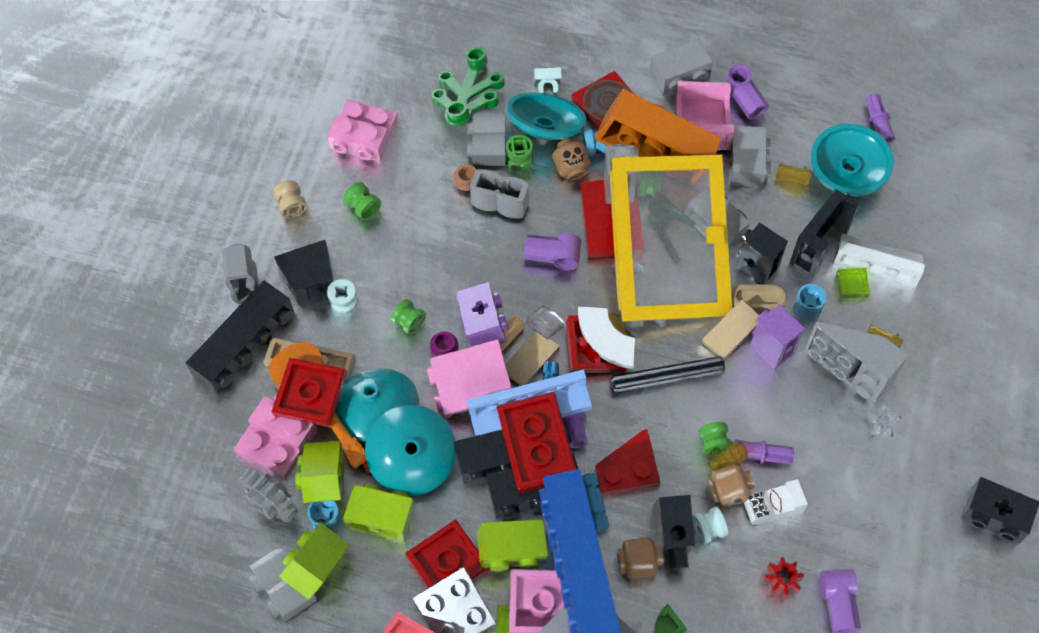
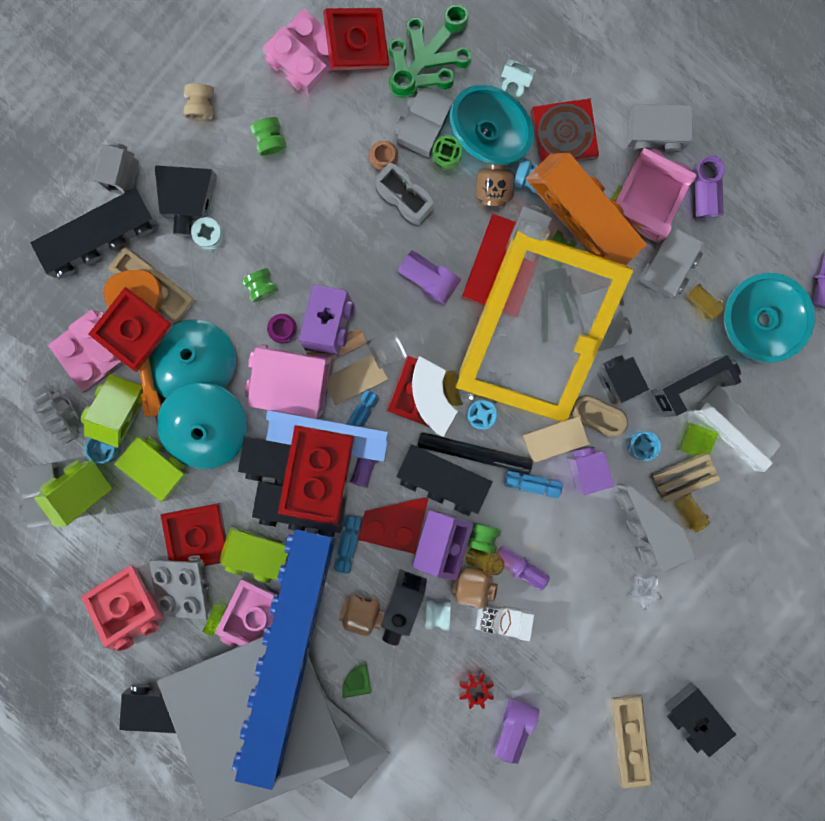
camera: 25 degrees right, 25 degrees up
(402, 103) = (356, 38): none -> red tile
(652, 405) = (443, 480): none -> black brick
(656, 332) = (485, 415): none -> medium azure wheel
(681, 458) = (442, 545): none -> medium lavender brick
(733, 376) = (533, 484): none -> dark azure axle
(874, 295) = (690, 487): none -> tan tile
(952, 563) = (631, 741): none -> tan tile

